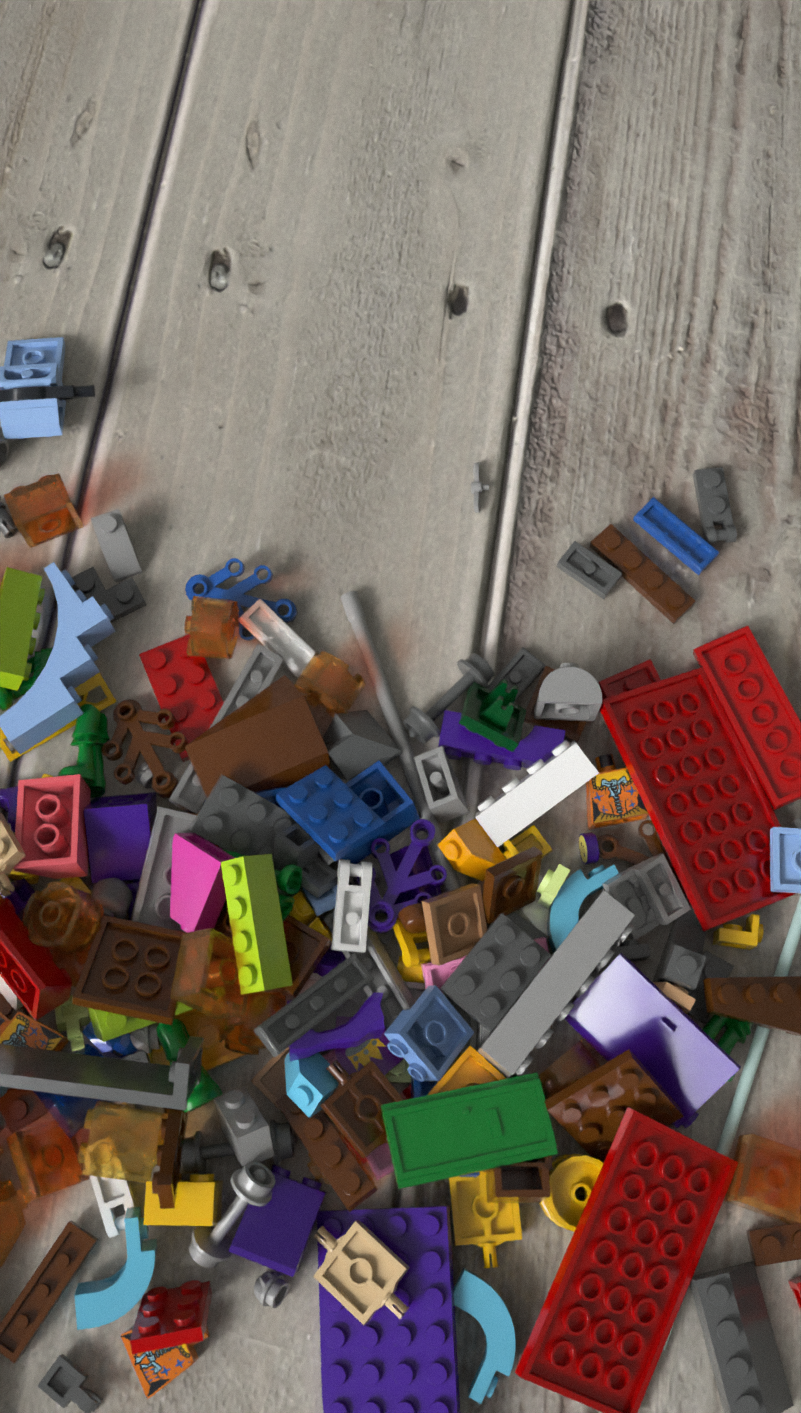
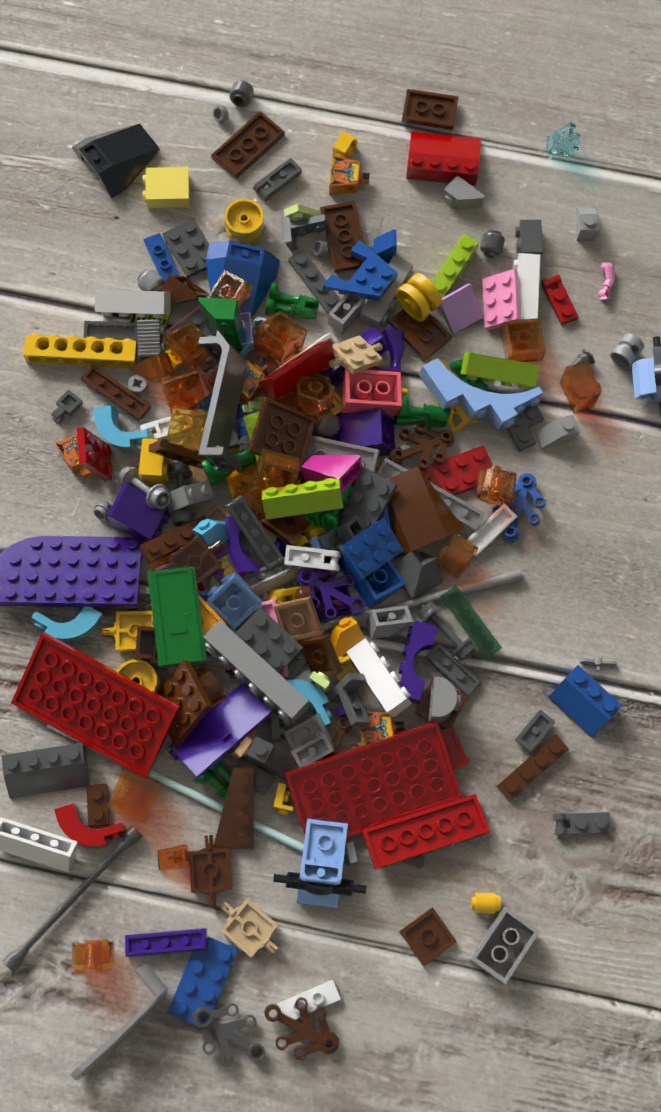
camera: 90 degrees right, 0 degrees up
(37, 1246) = (139, 390): none -> light grey wheel
(361, 1272) = (106, 555): tan plate -> none
(431, 663) = (470, 622): none -> clear green plate
(494, 714) = (430, 654): dark green plate -> none
(538, 502) = (585, 701): none -> blue slope
(579, 831) = (347, 693): none -> dark grey bracket
(676, 536) = (559, 793): blue plate -> none

